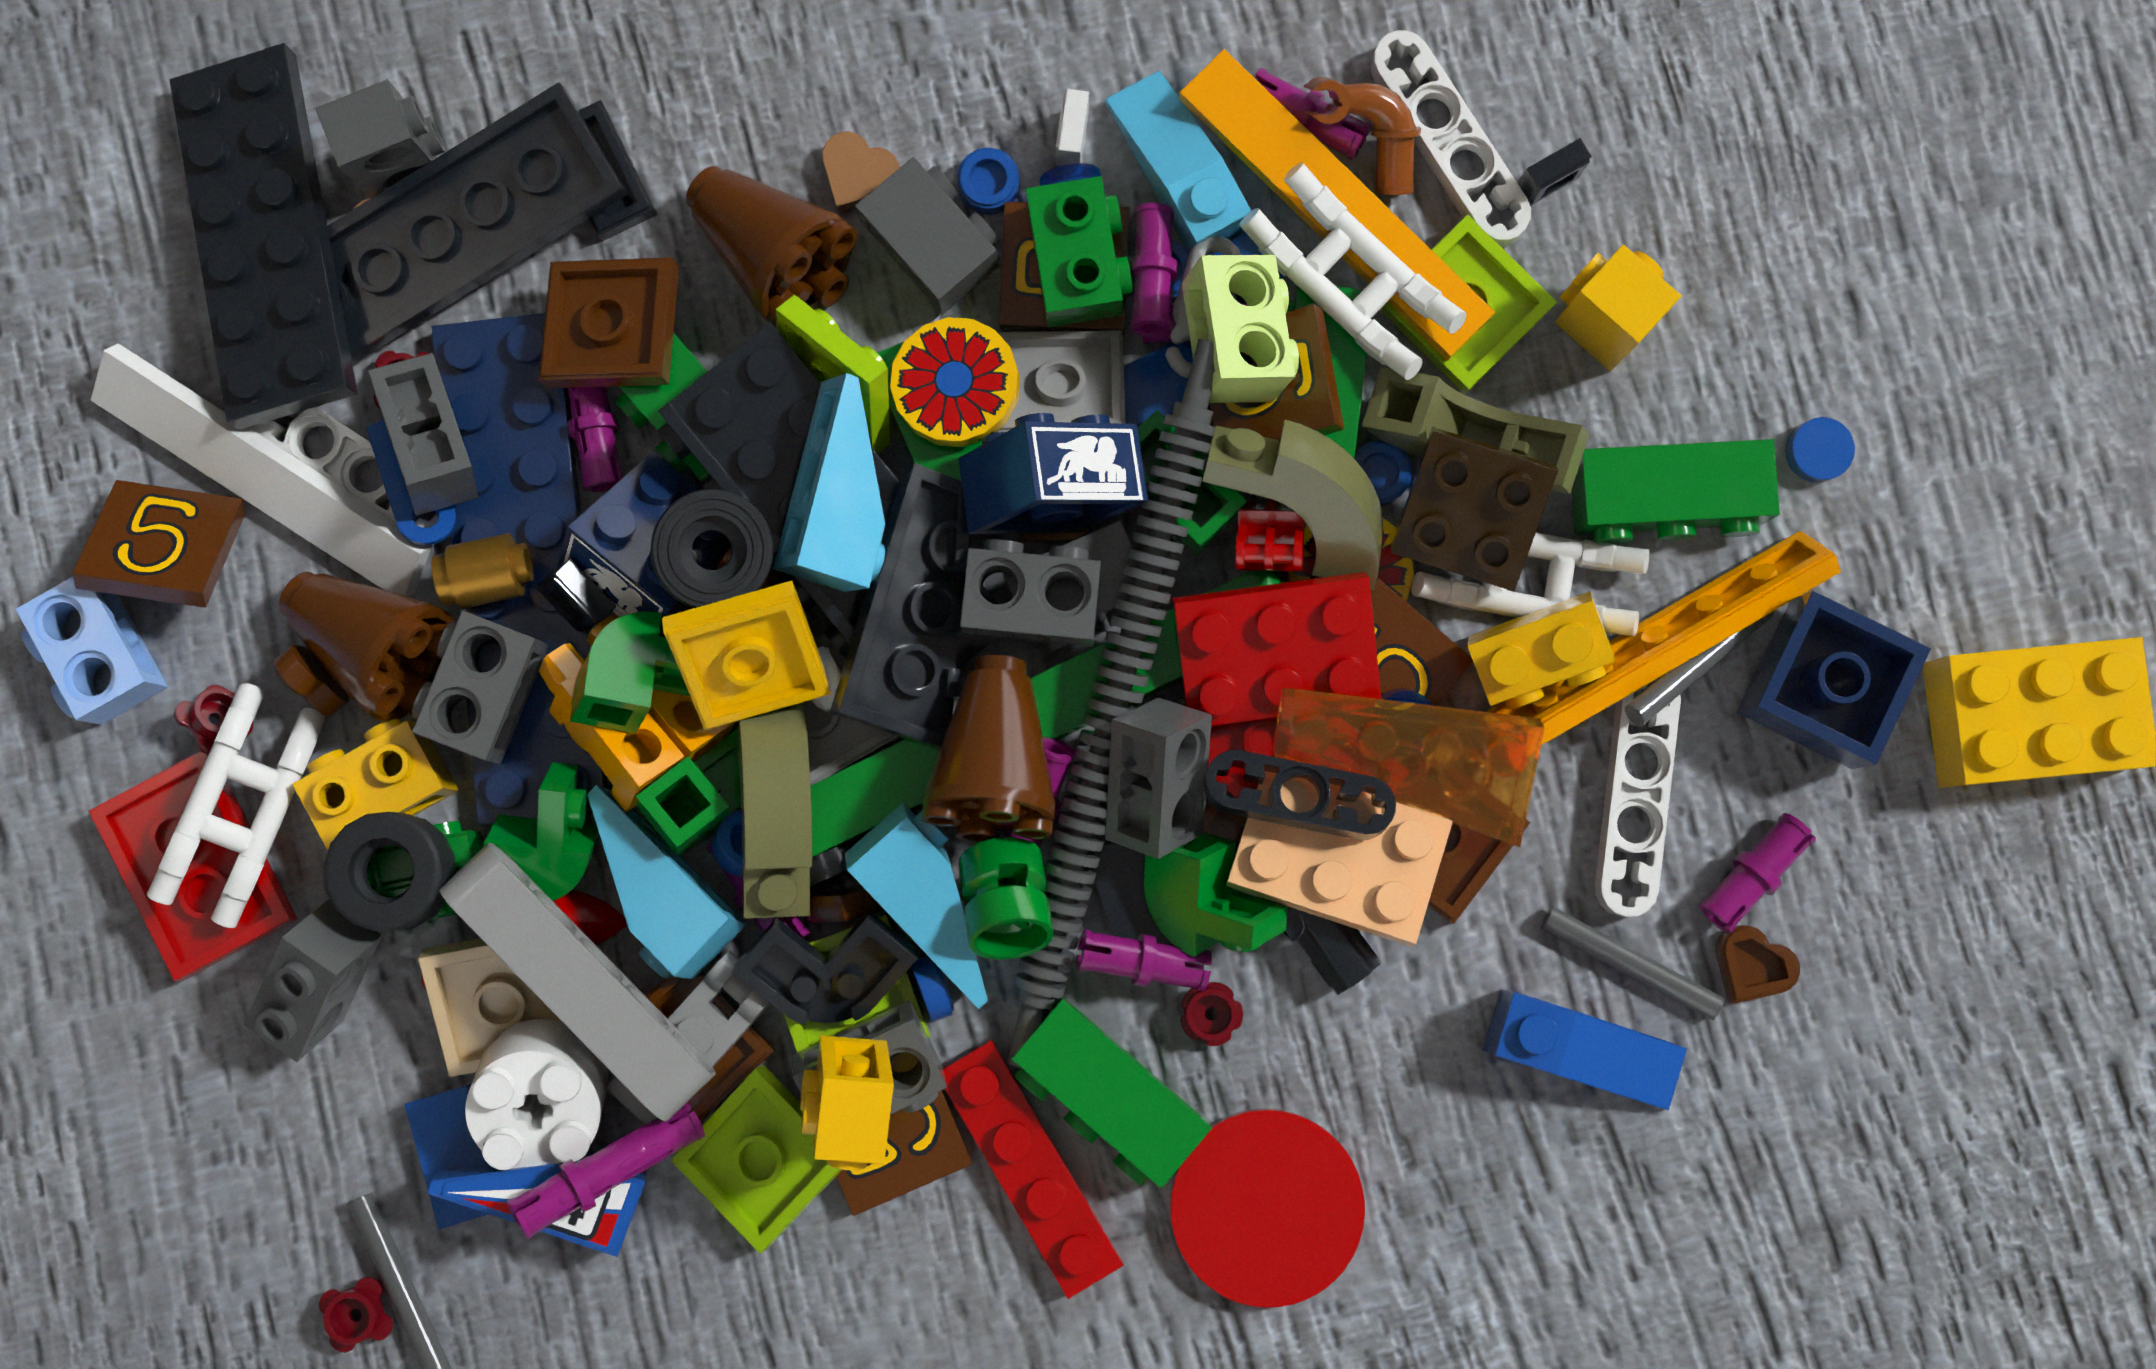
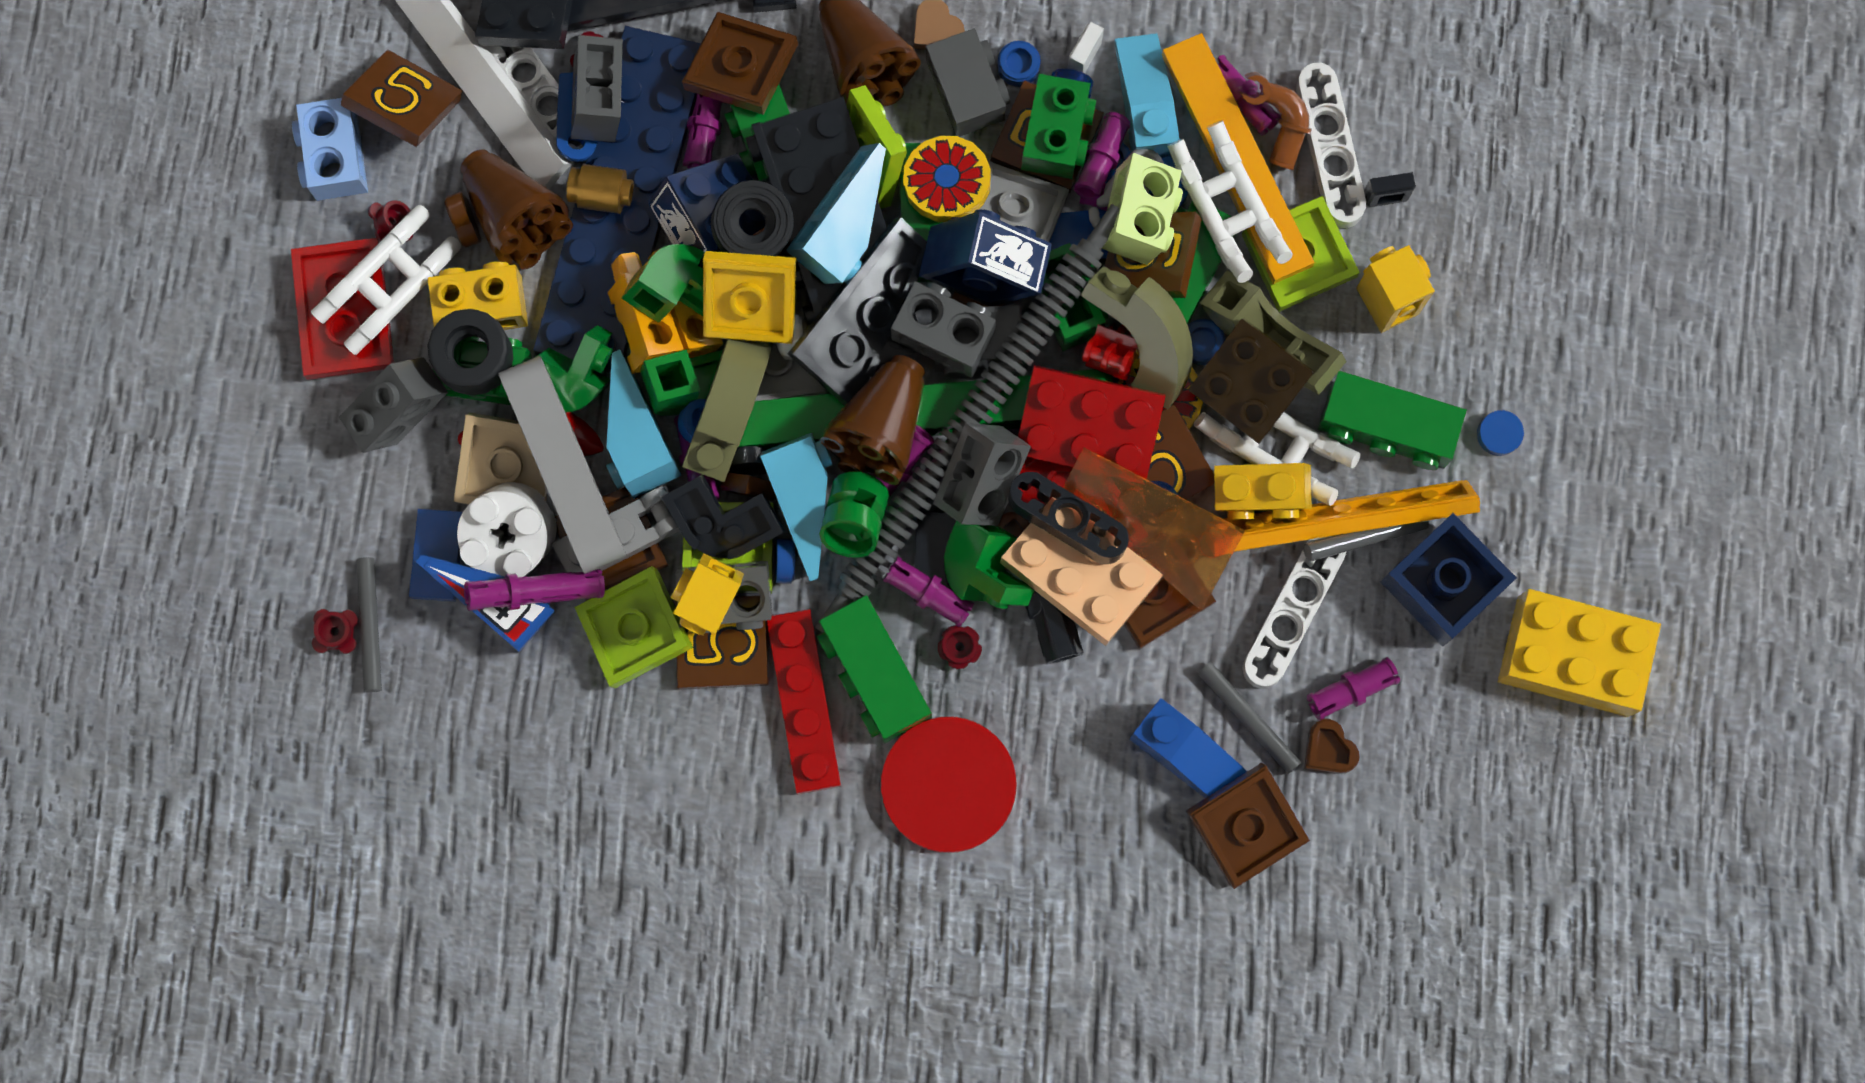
camera: 20 degrees right, 5 degrees down
(496, 693) = (580, 267): dark grey brick -> none
(575, 596) = (652, 225): black tile -> none
(1687, 1113) = (1247, 825): none -> reddish brown tile

